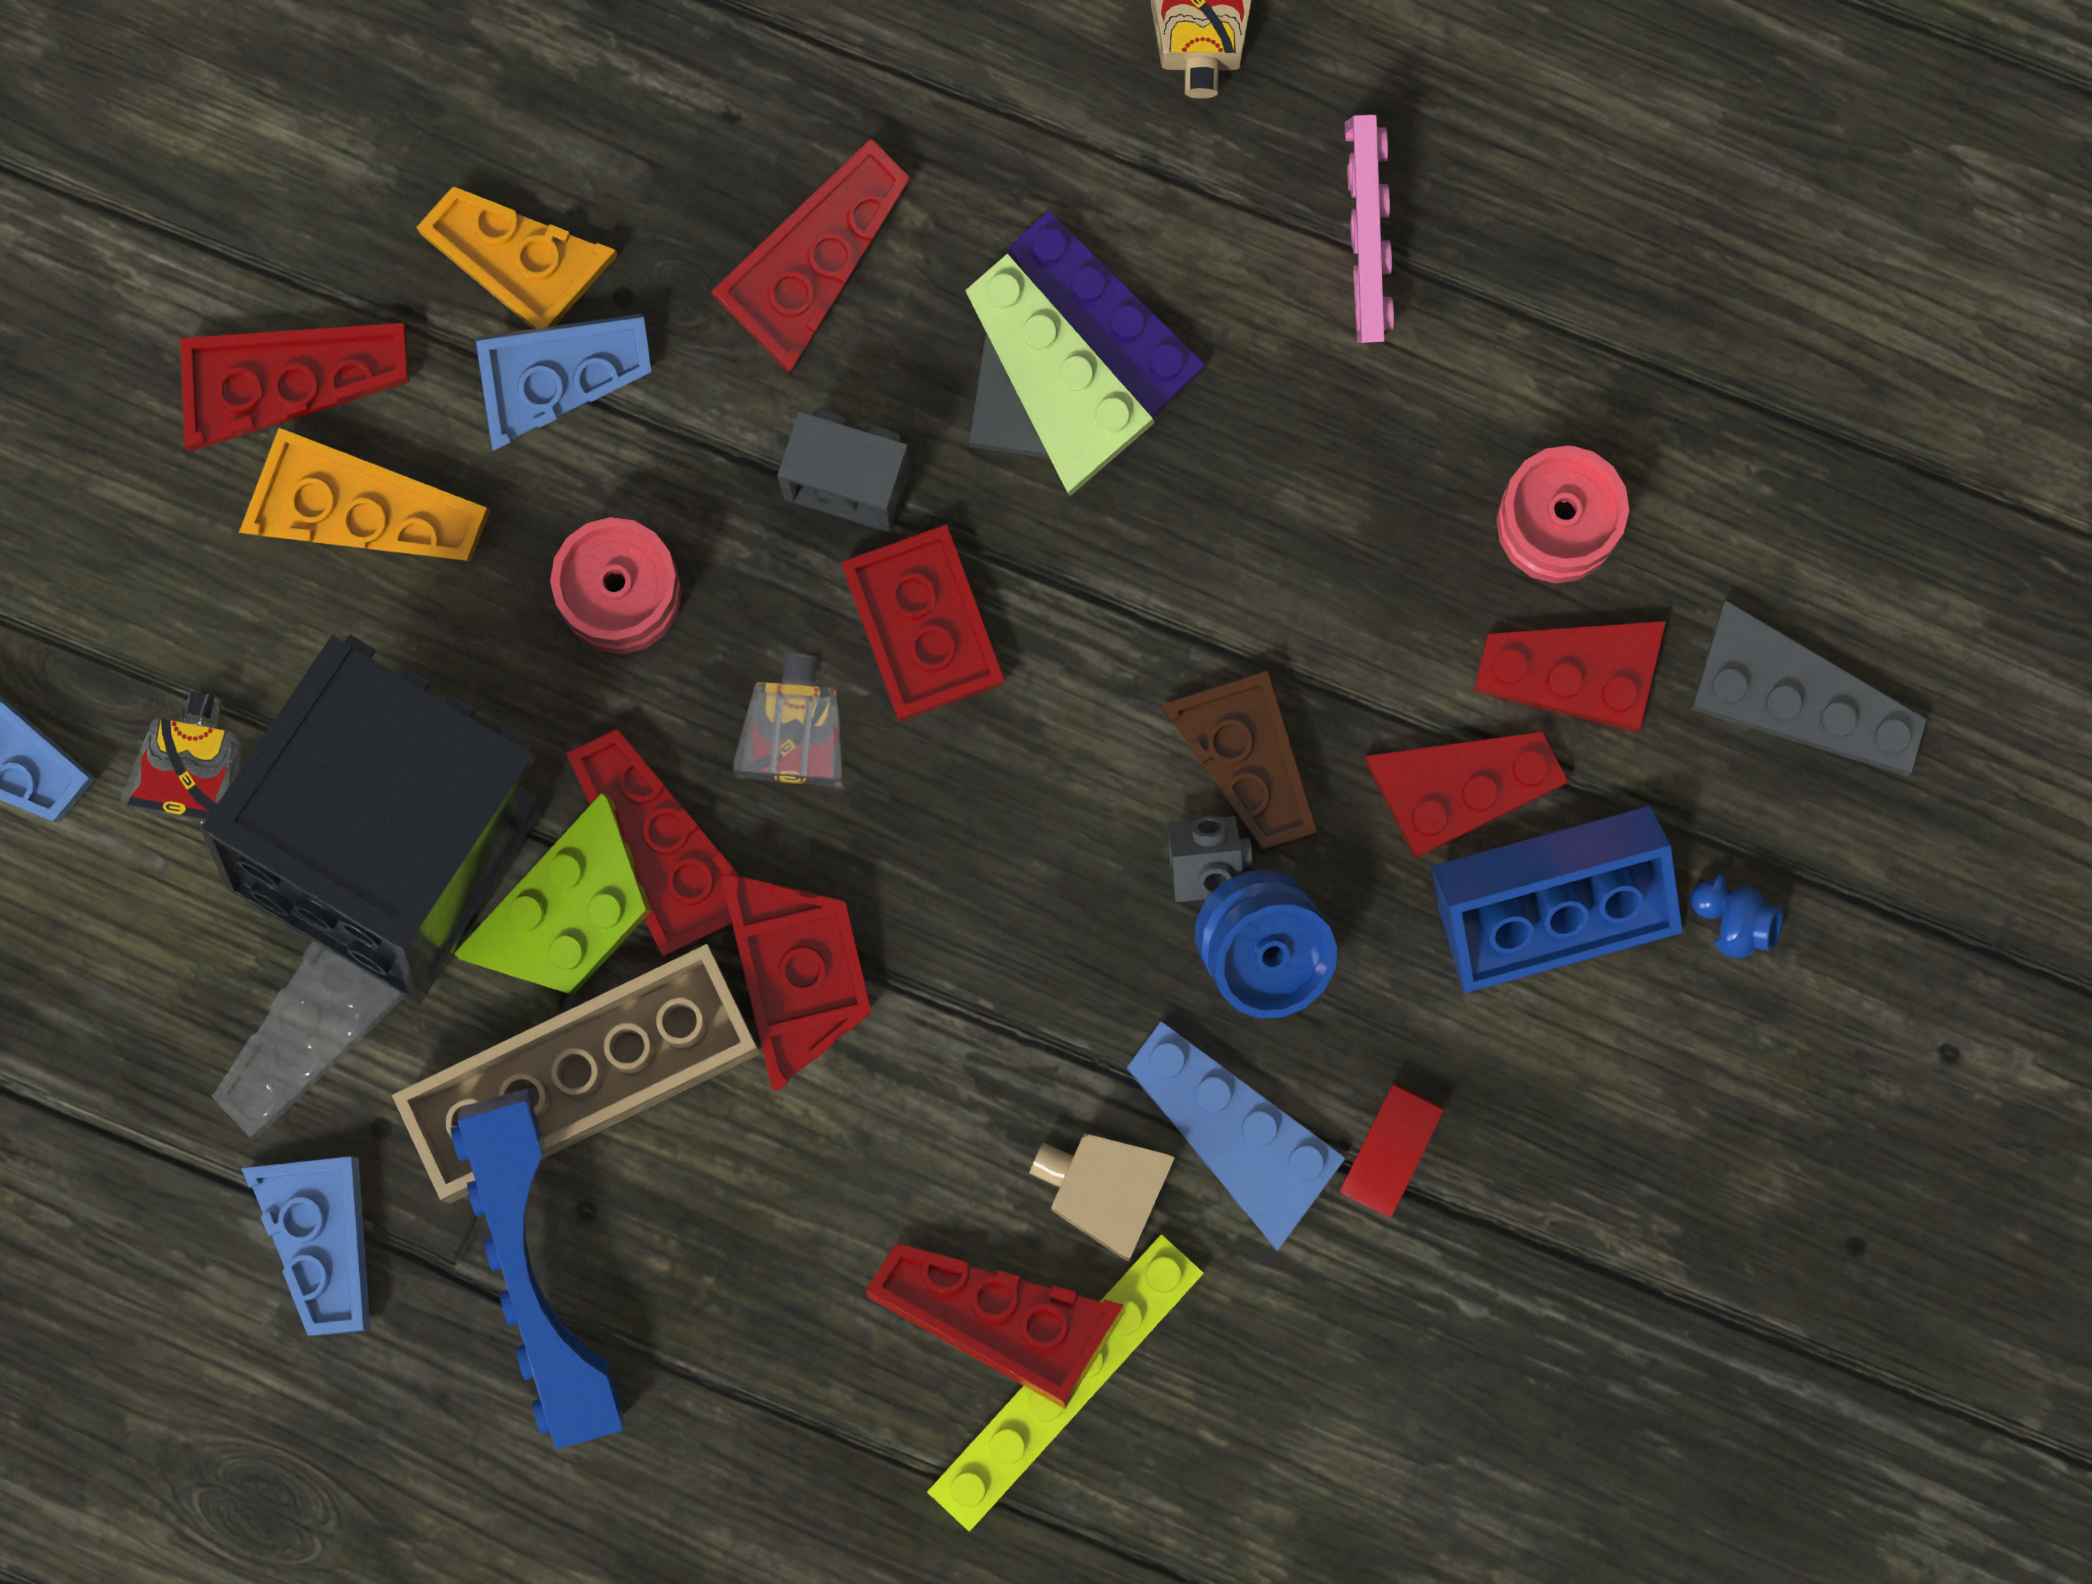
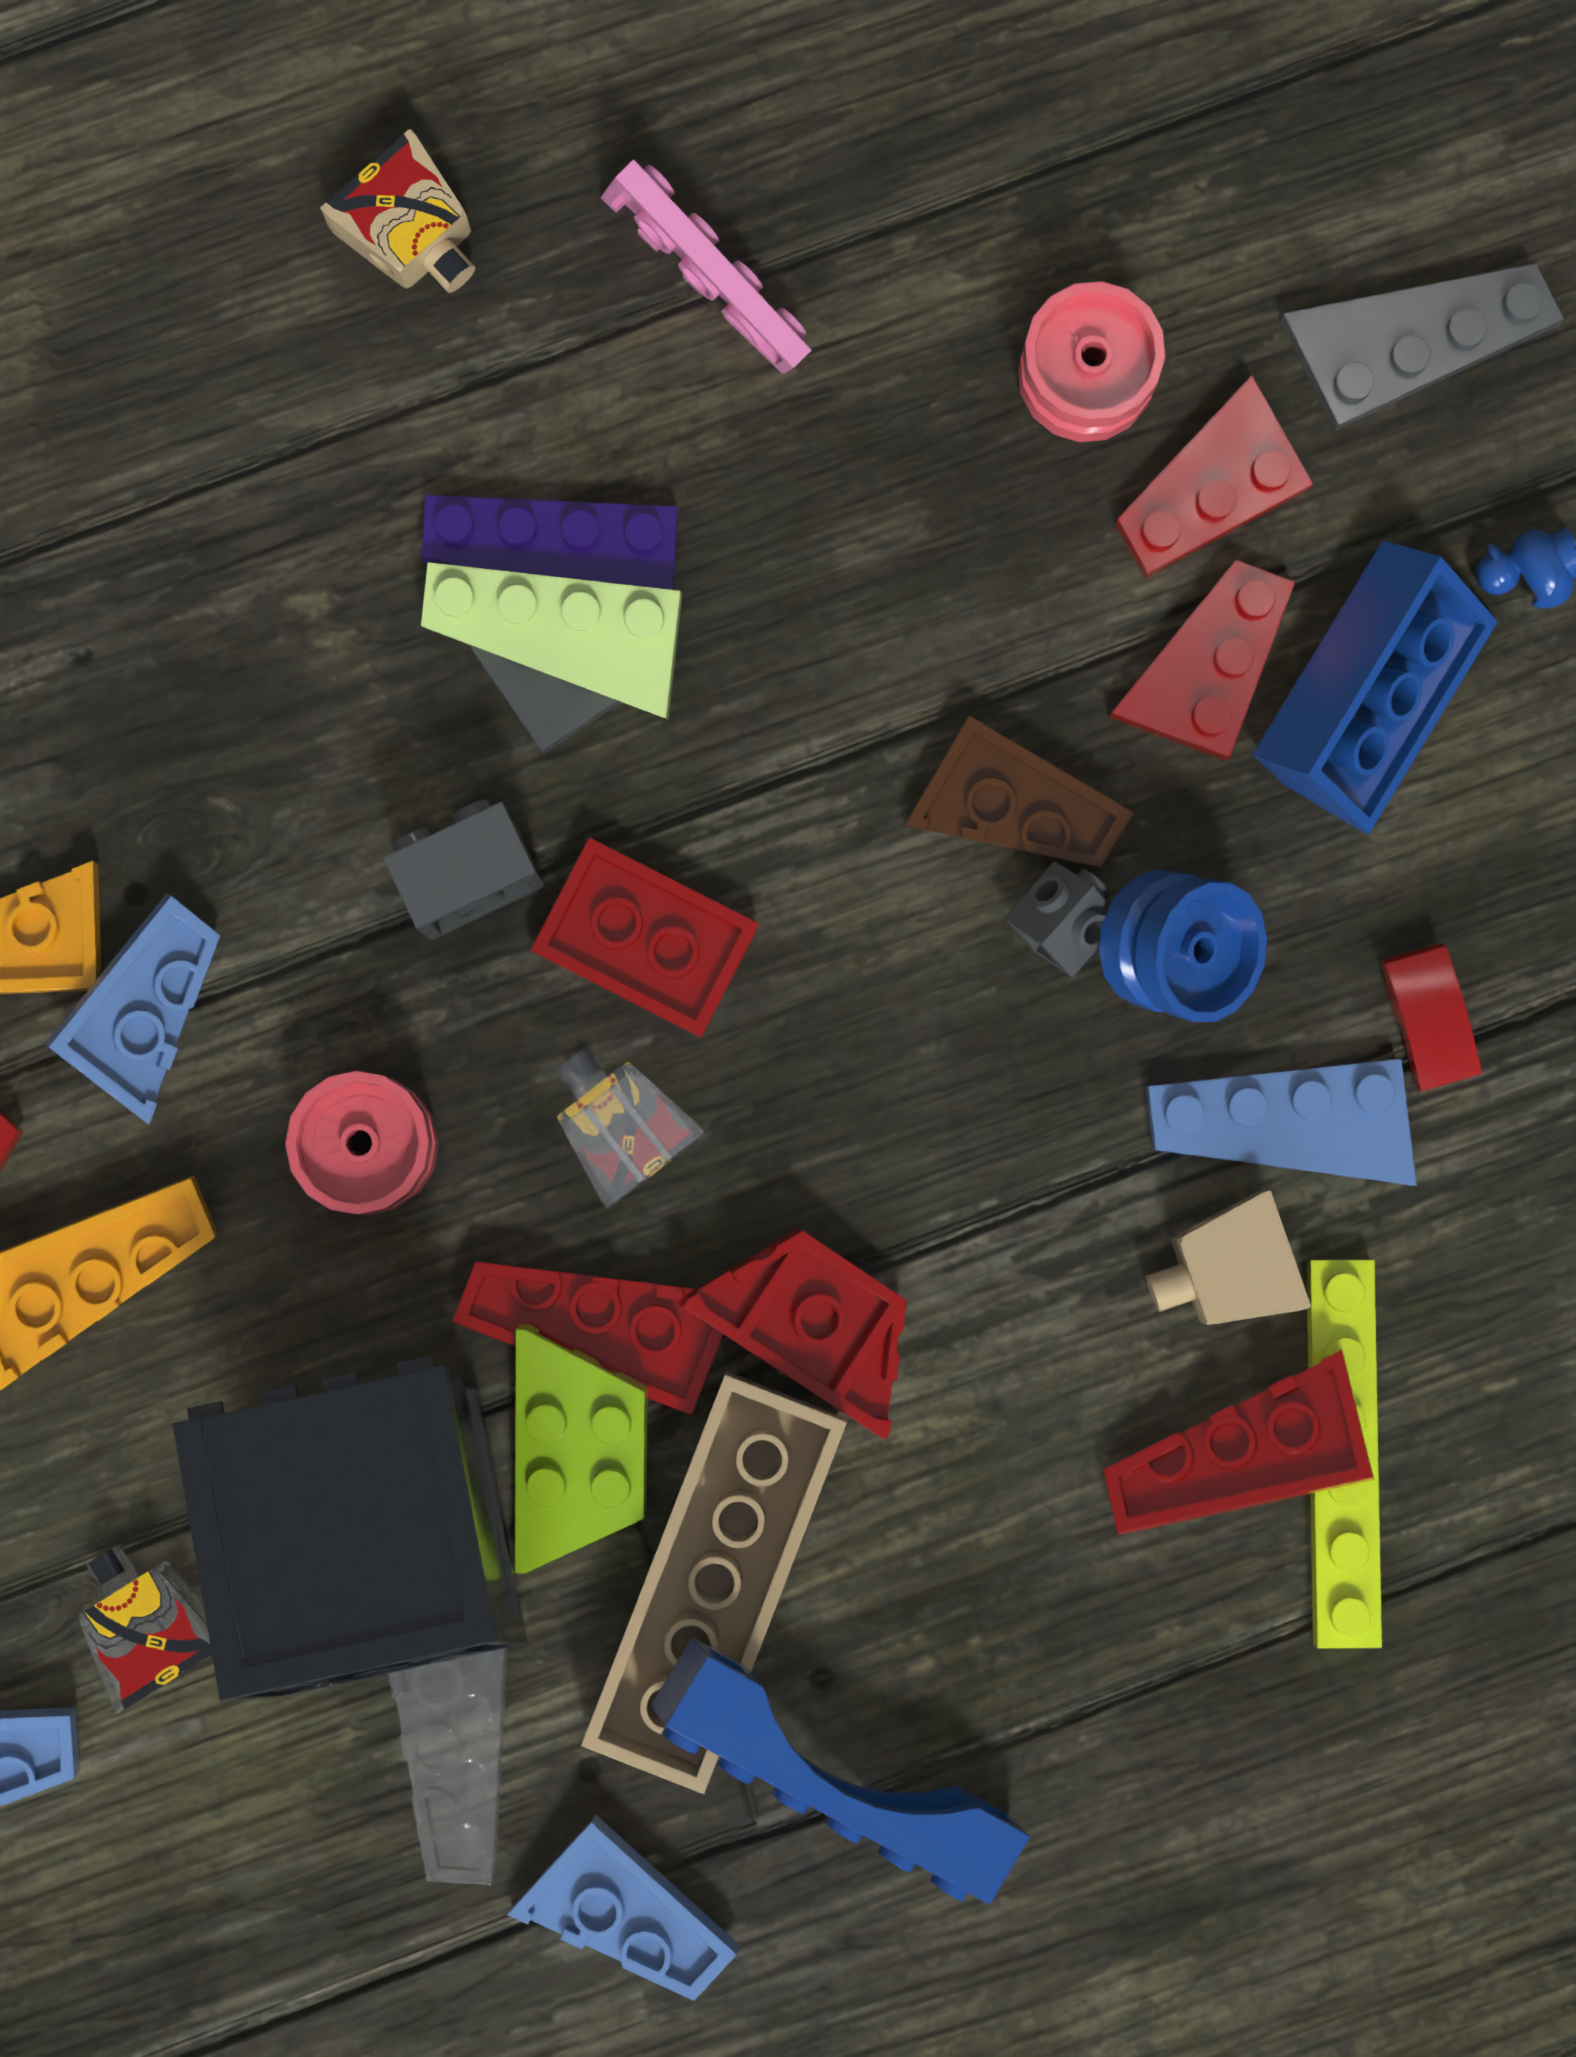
camera: 45 degrees left, 5 degrees up
(806, 261) = (263, 724): red wing -> none

